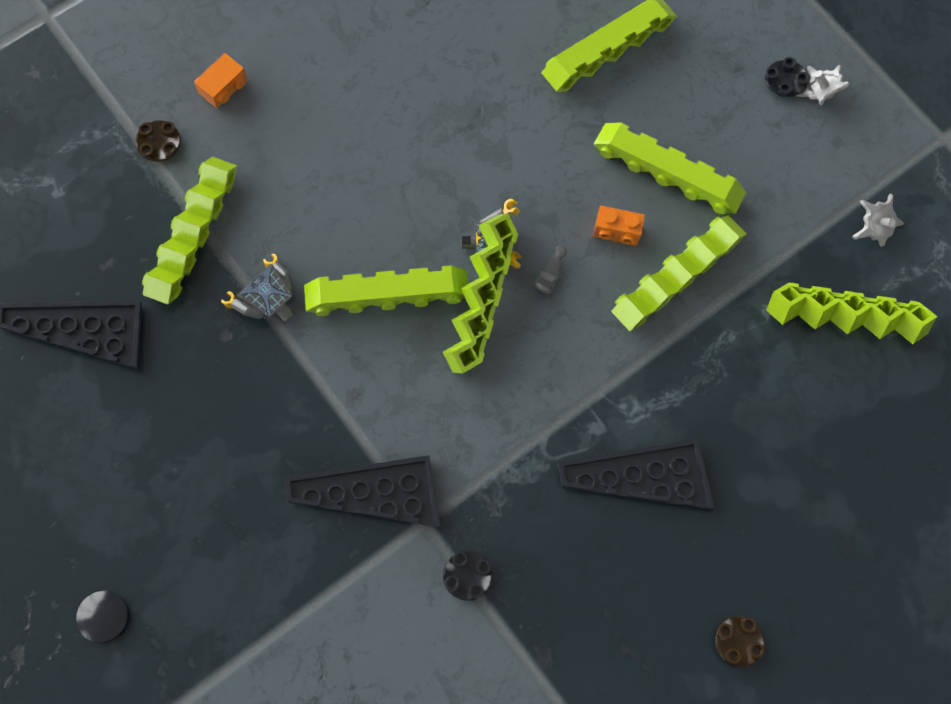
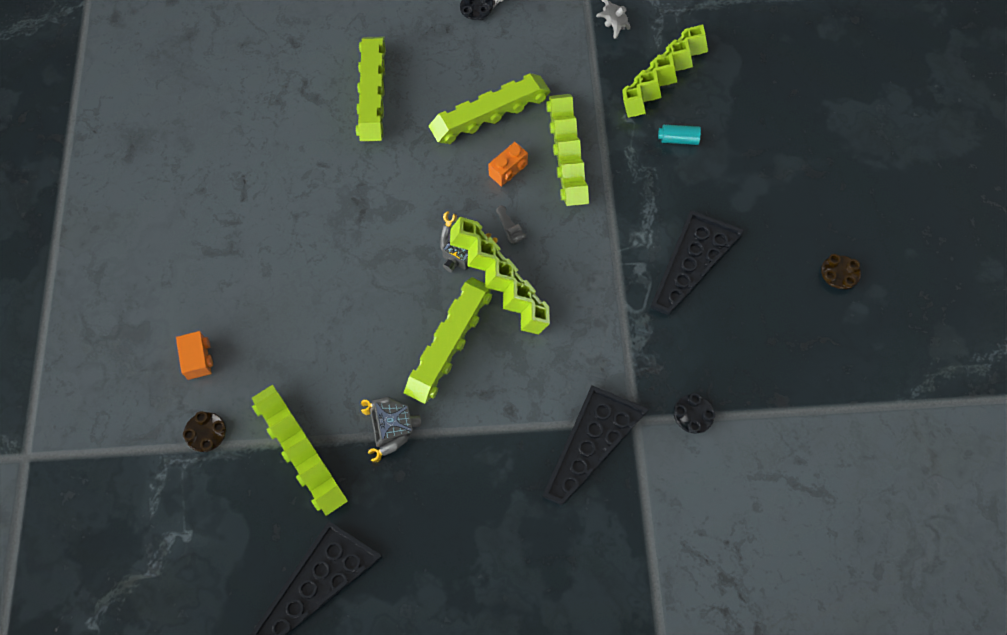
camera: 50 degrees left, 5 degrees down
(783, 374) = (680, 134): none -> teal brick

